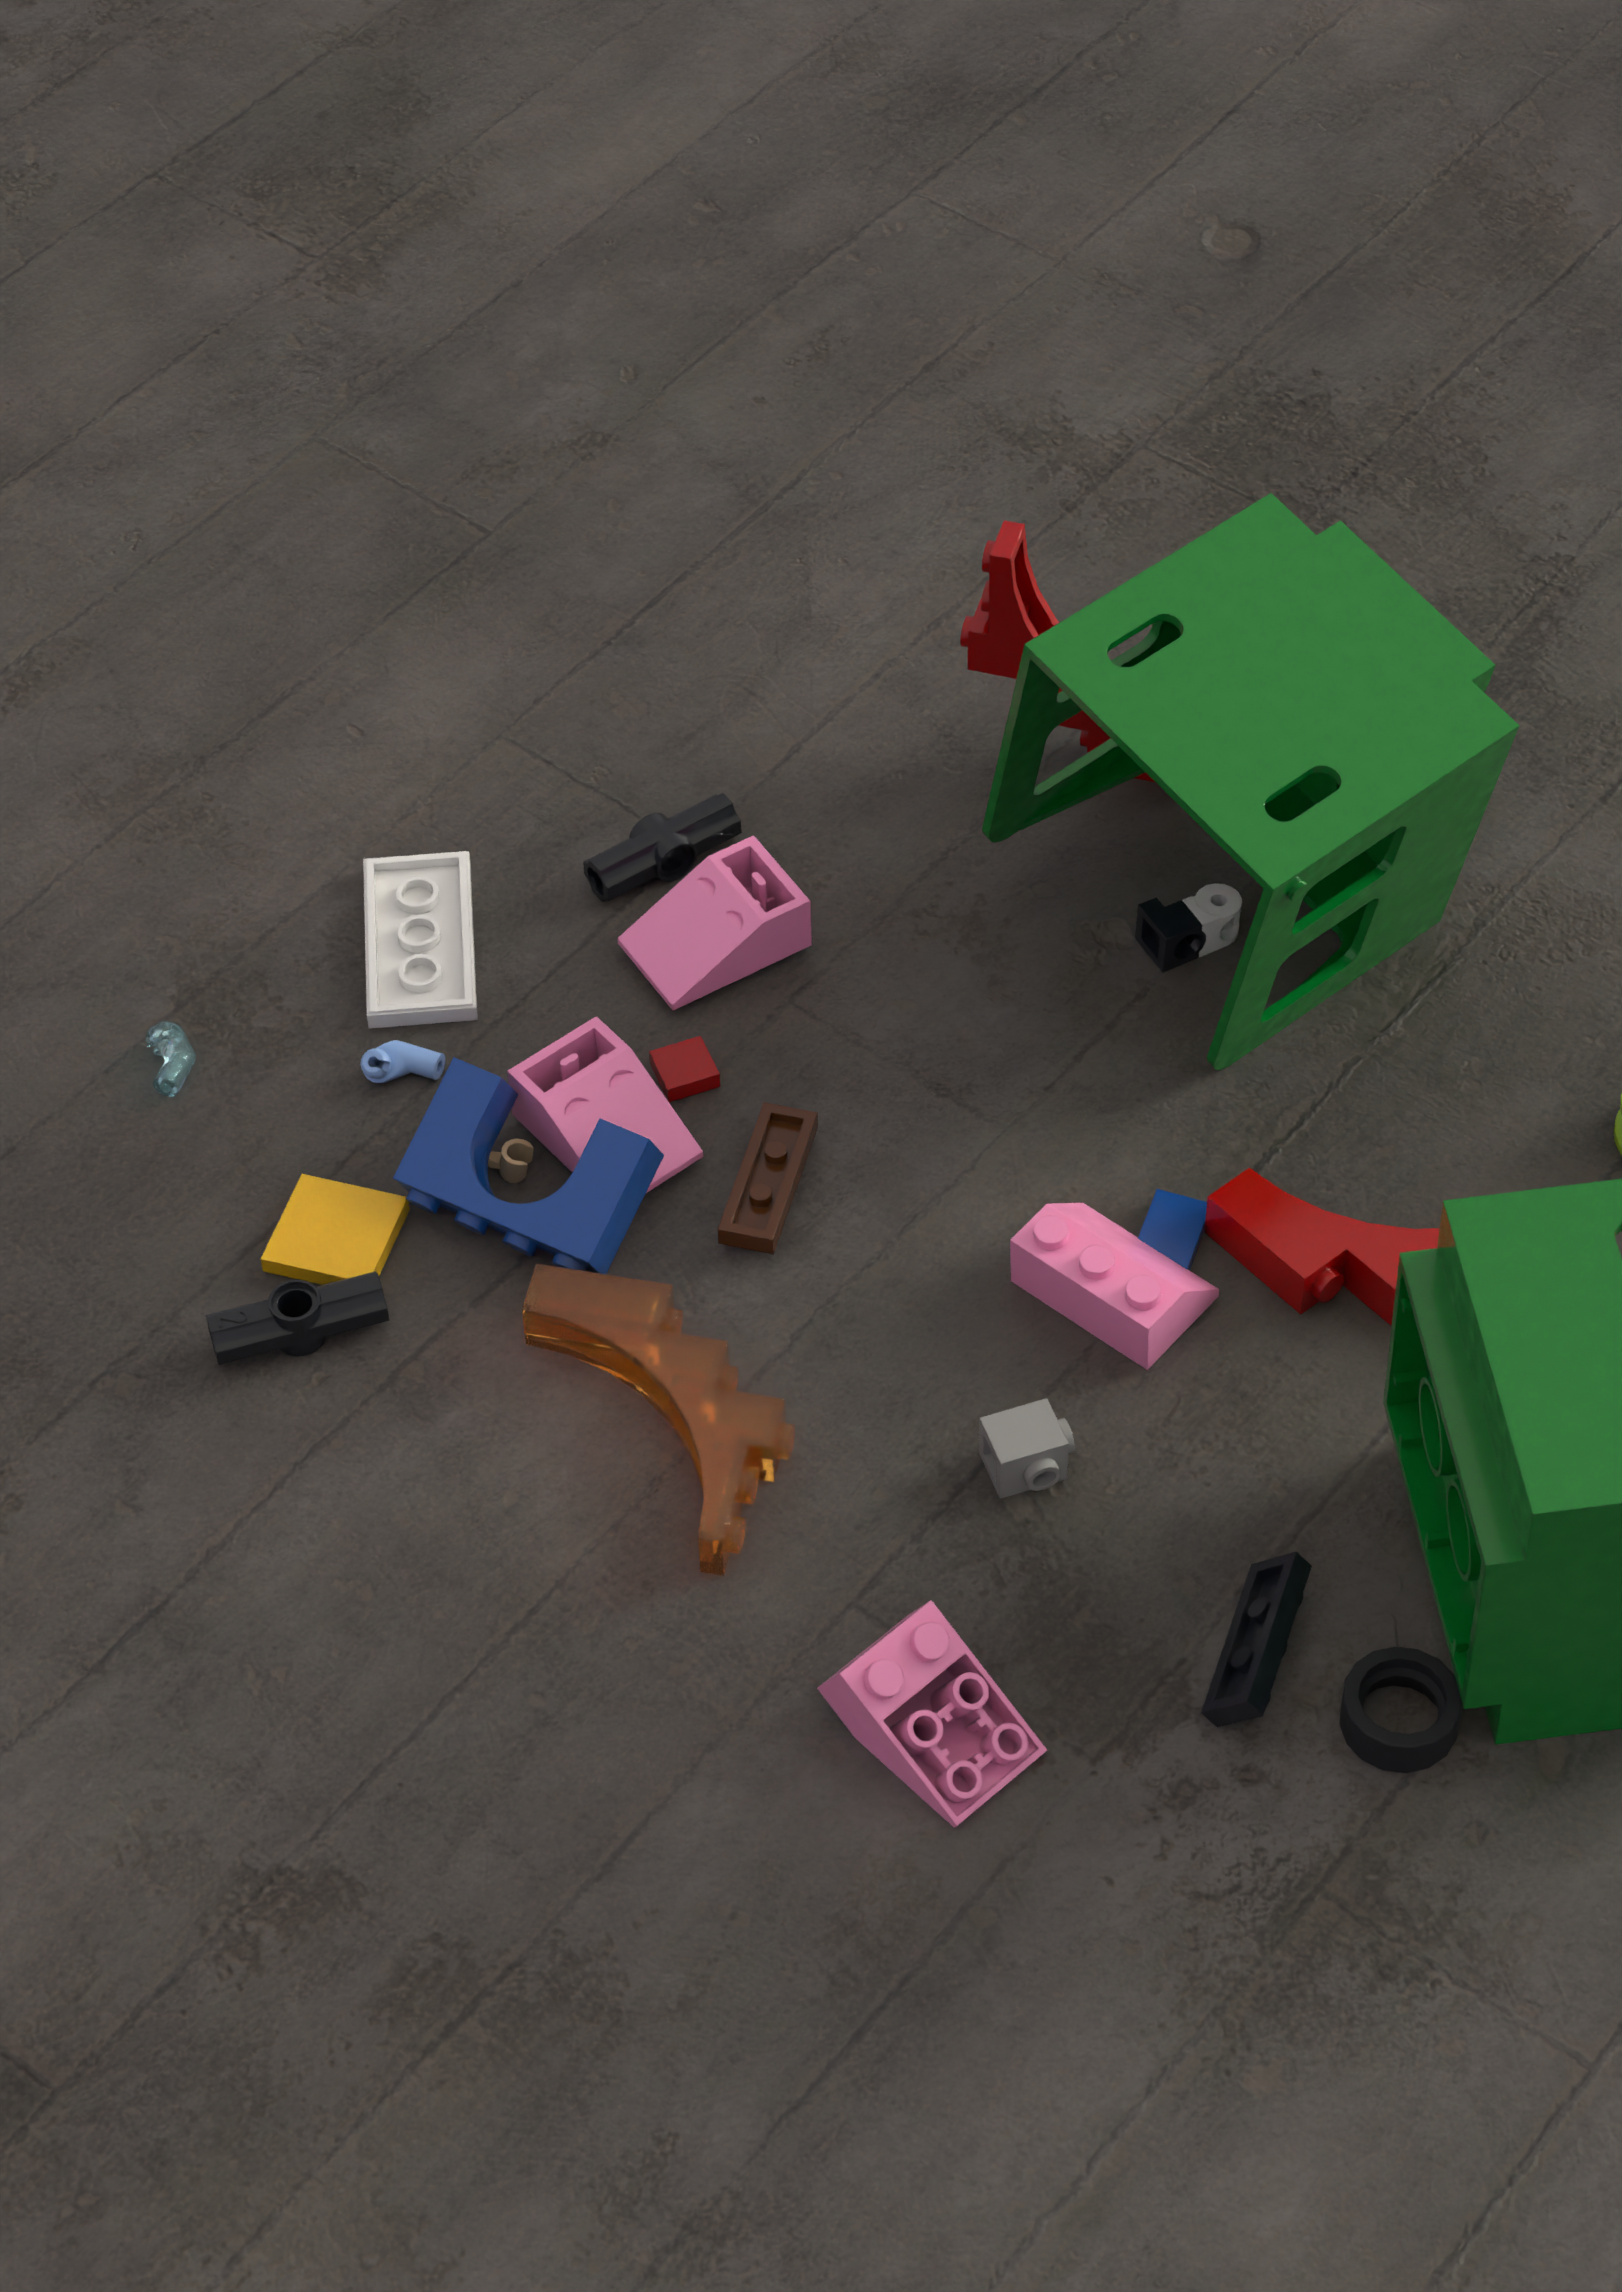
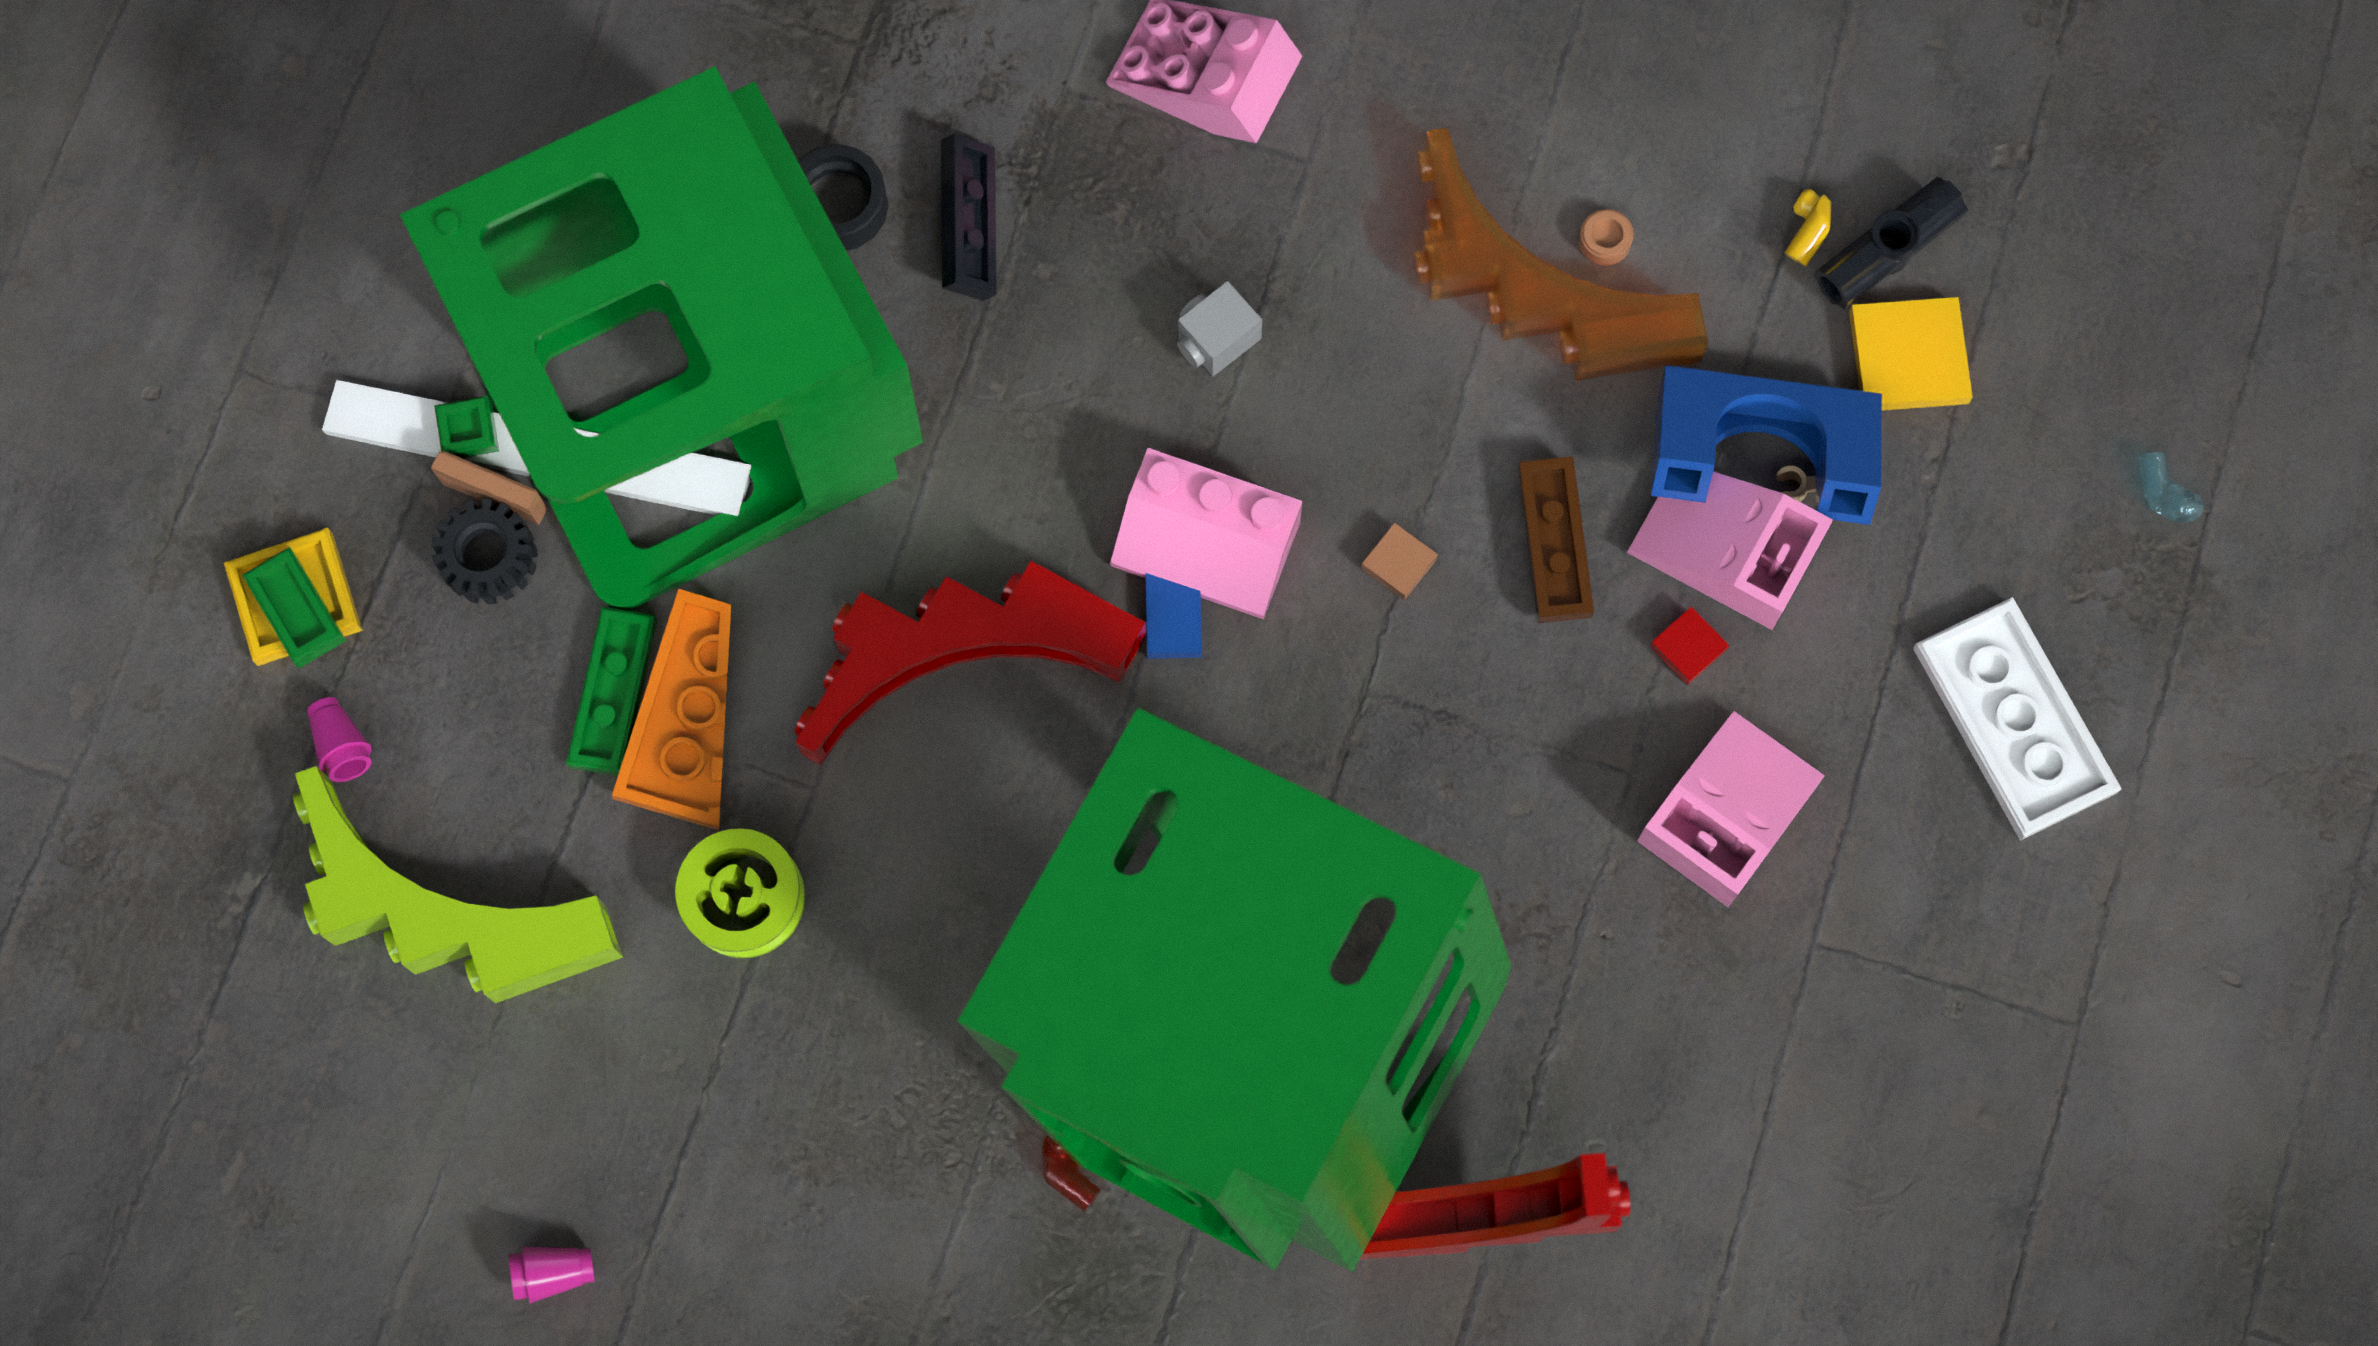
camera: 160 degrees right, 25 degrees up
(360, 1360) = (1813, 230): none -> yellow arm
(399, 1059) = (1958, 560): light blue arm -> none
(576, 1427) = (1606, 237): none -> nougat tile
(662, 847) = (1835, 904): black piece -> none
(928, 1211) = (1399, 561): none -> nougat tile

